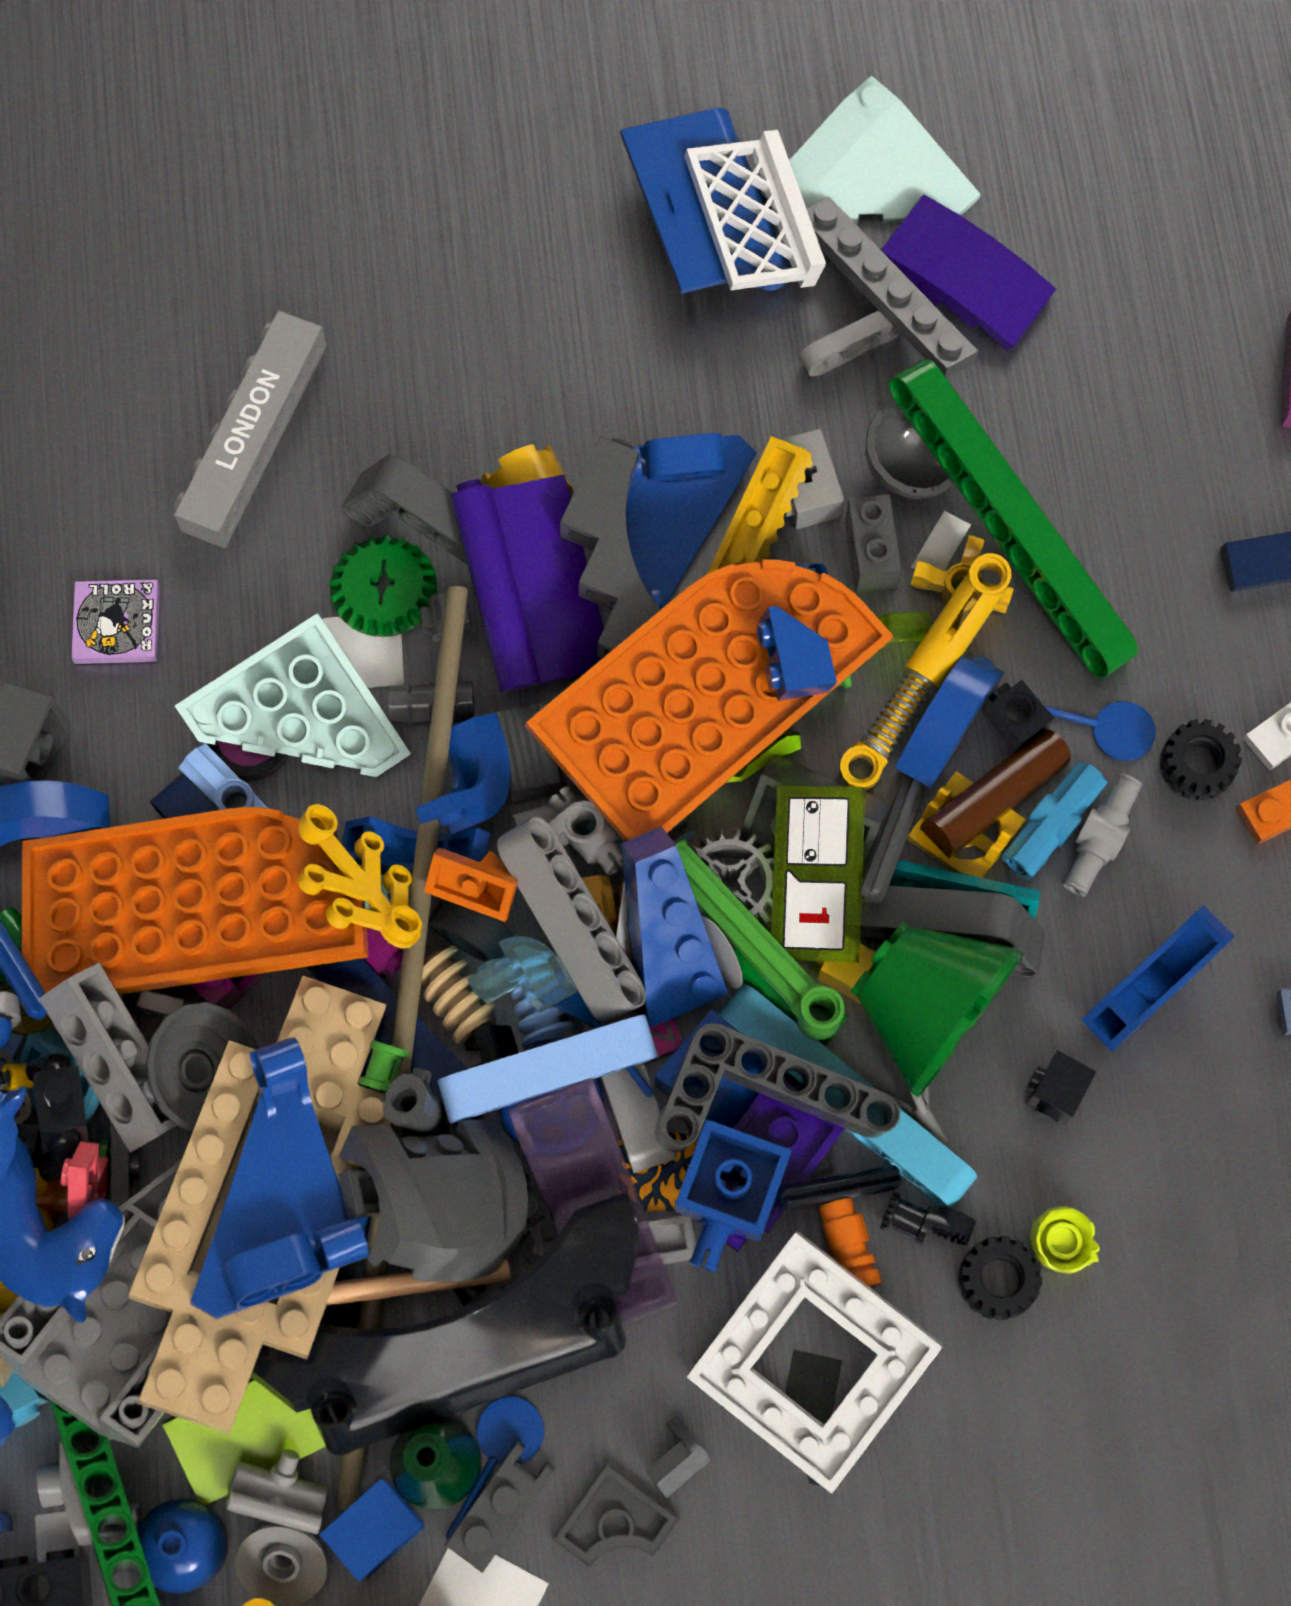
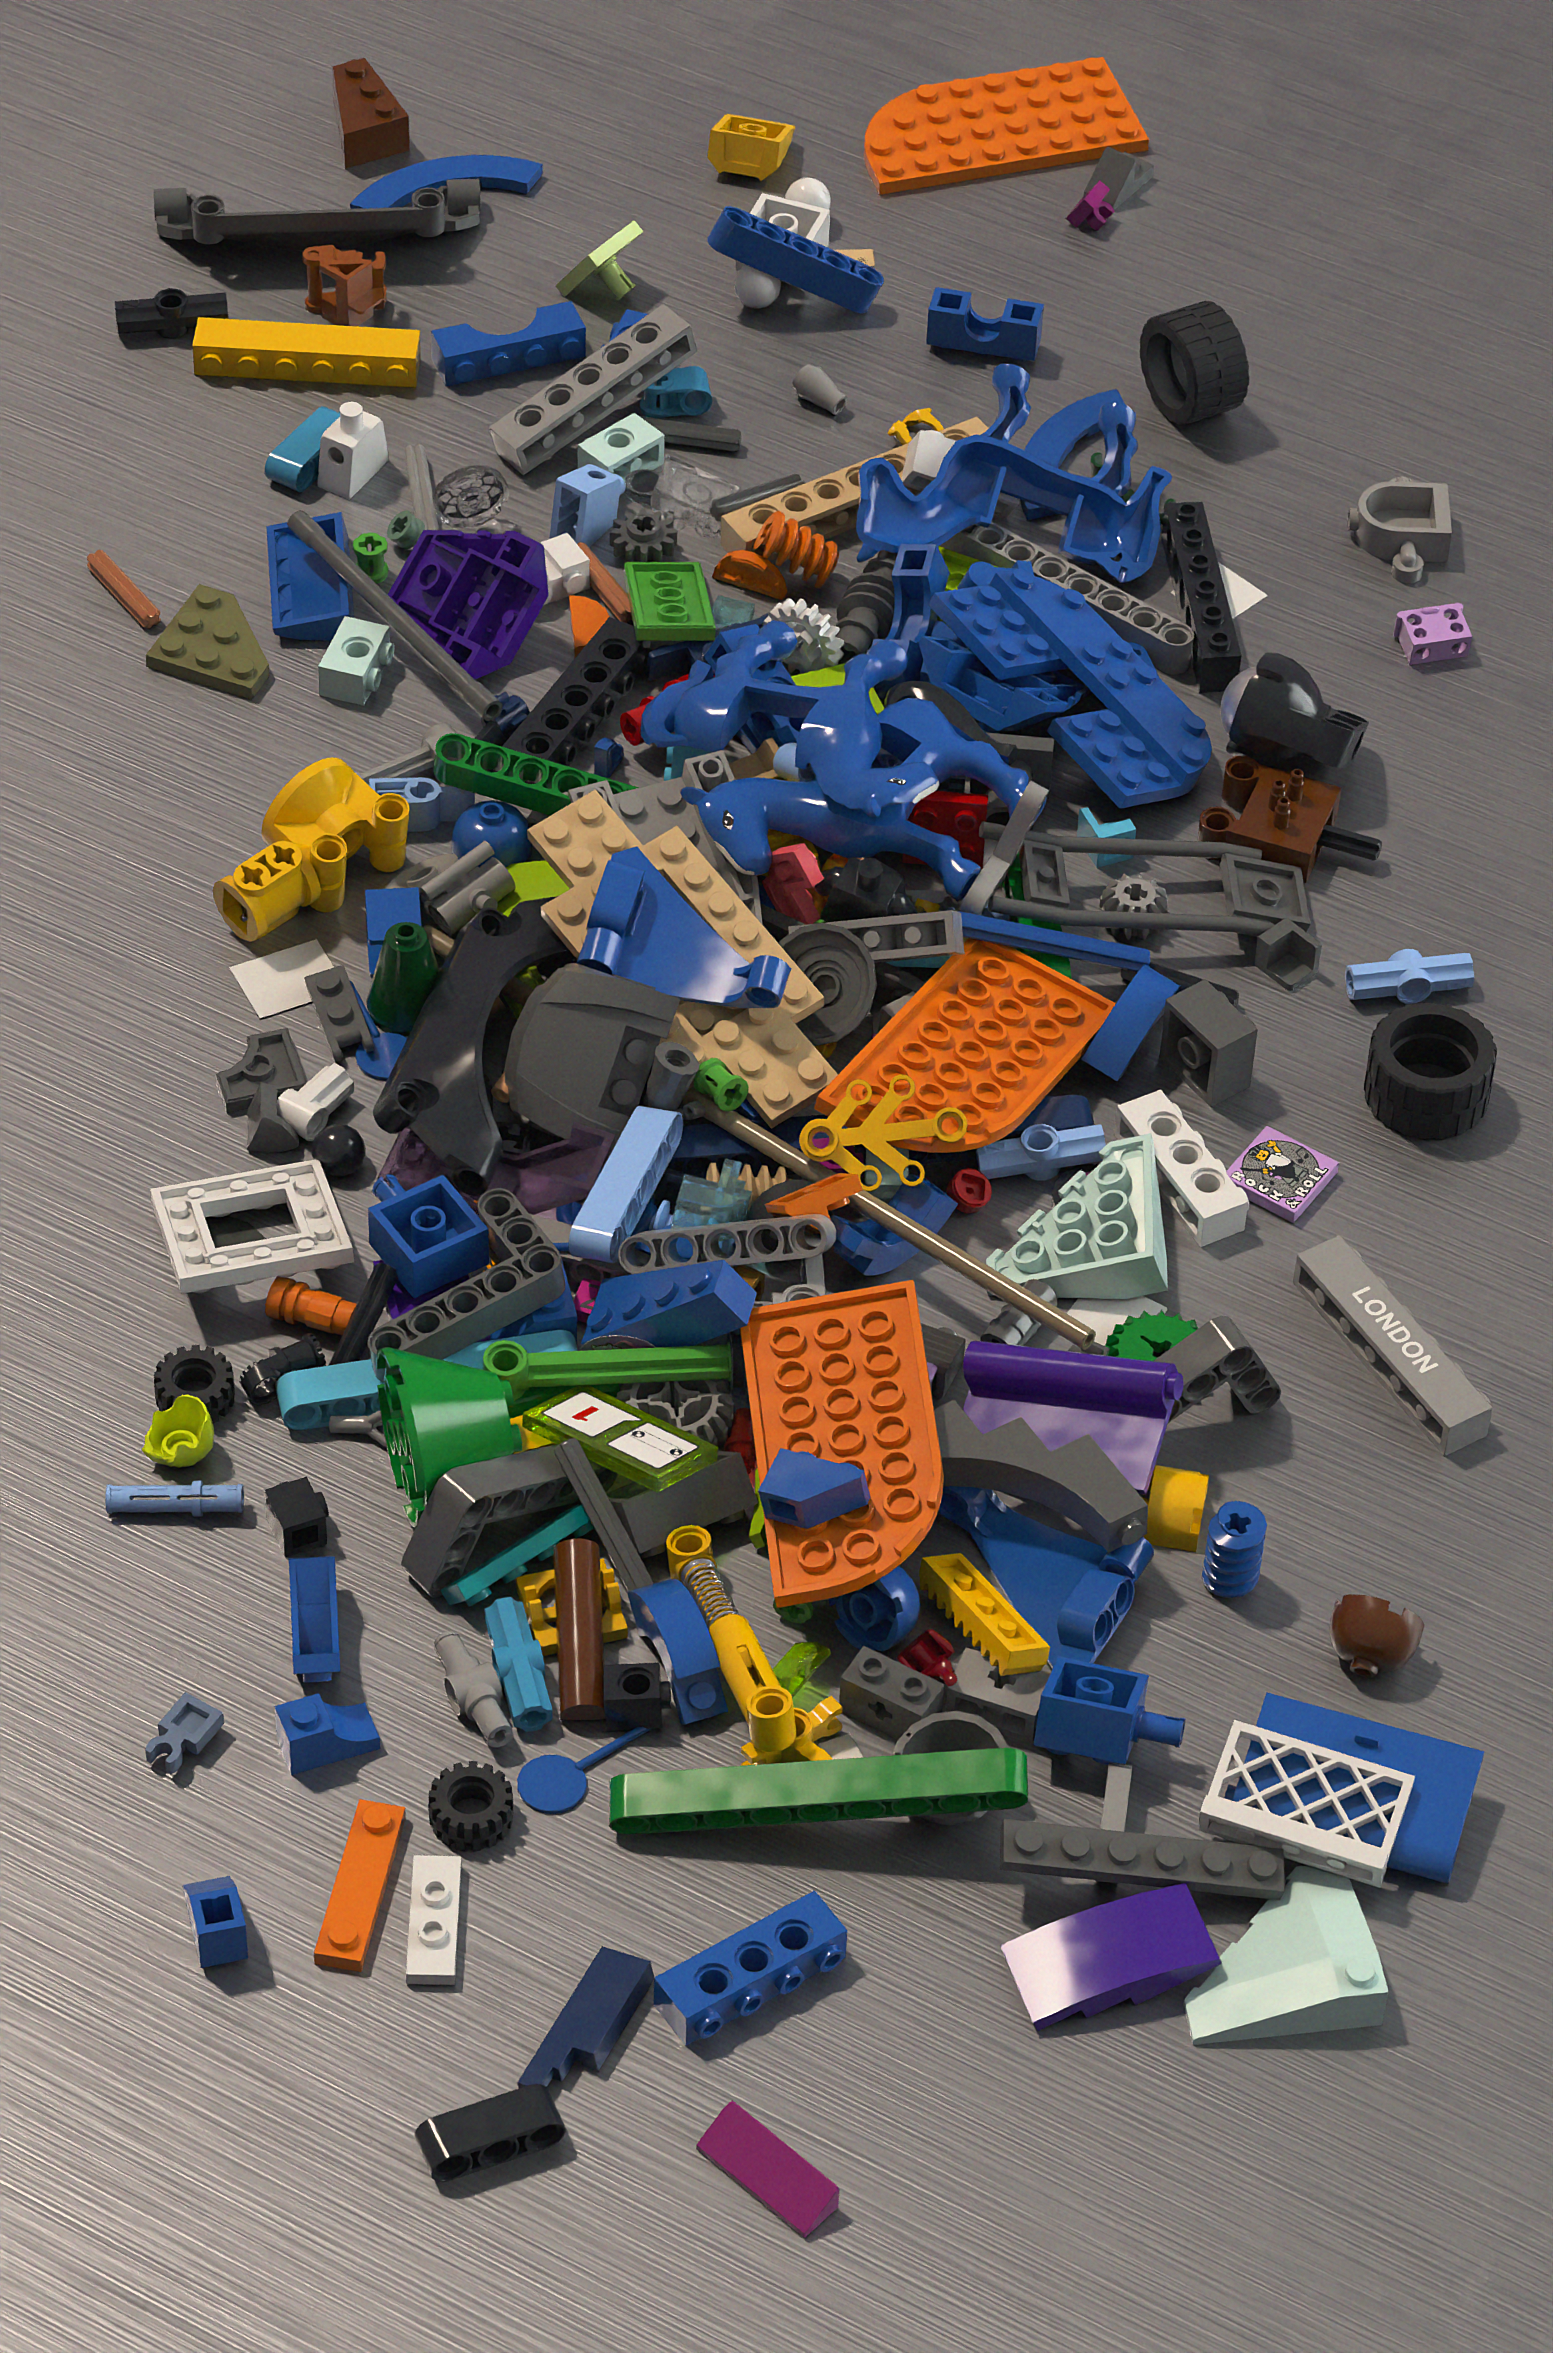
camera: 125 degrees right, 25 degrees down
(151, 747) = (1187, 1173): none -> white brick
(479, 776) = (890, 1259): blue arch -> none
(557, 270) = (1373, 1636): none -> reddish brown cylinder
(560, 394) = (1234, 1549): none -> blue piece
(634, 1437) = (310, 1106): none -> white piece
(662, 1370) = (339, 1150): none -> black piece
(715, 816) = (742, 1438): none -> clear red pin
(783, 387) = (1099, 1713): none -> blue brick
(819, 536) = (930, 1656): none -> dark red piece
(1117, 1198) = (229, 1498): none -> light blue pin
(1152, 489) = (764, 1946): none -> blue brick
(1238, 906) = (322, 1733): none -> blue arch

